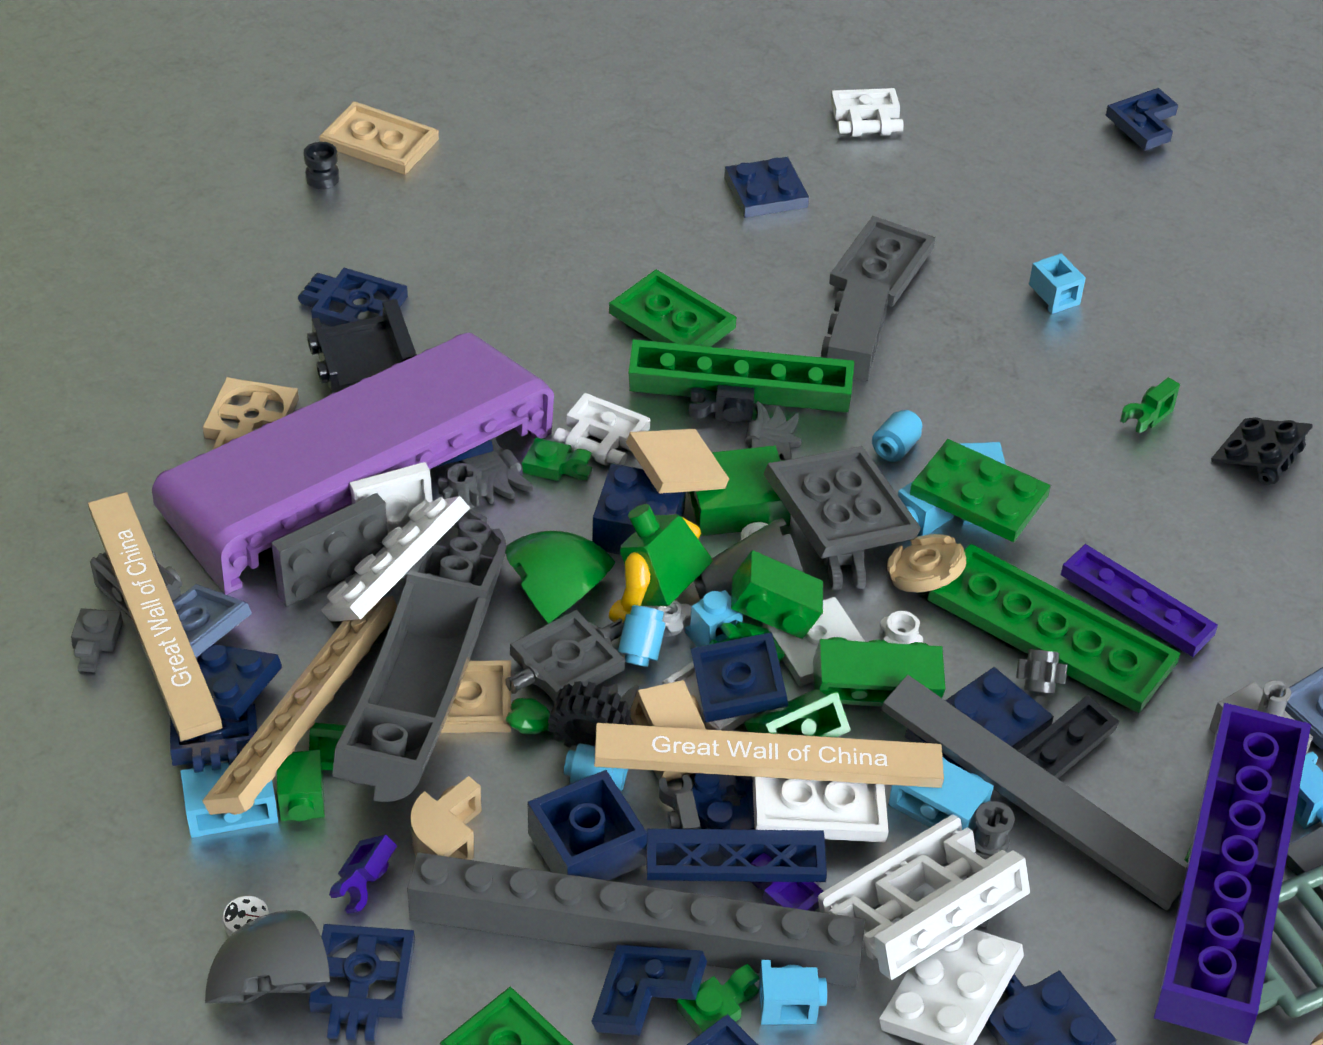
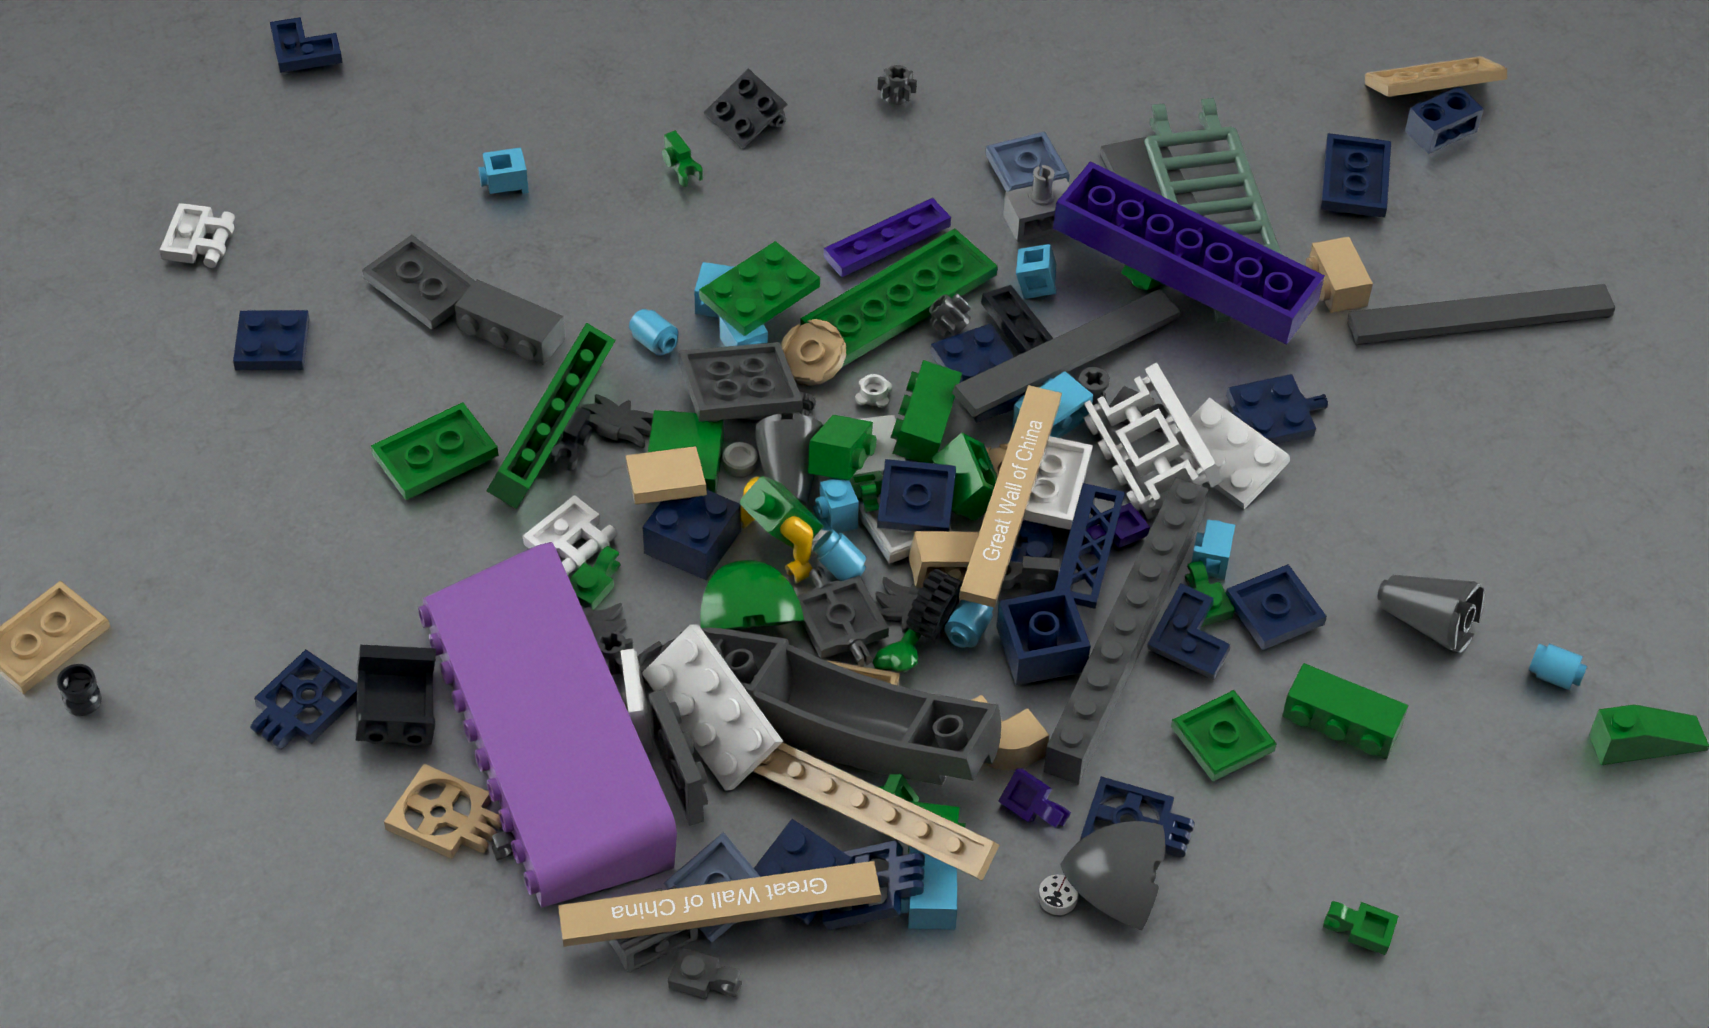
camera: 75 degrees left, 5 degrees up
(1155, 742) = (1036, 271): none -> medium azure brick

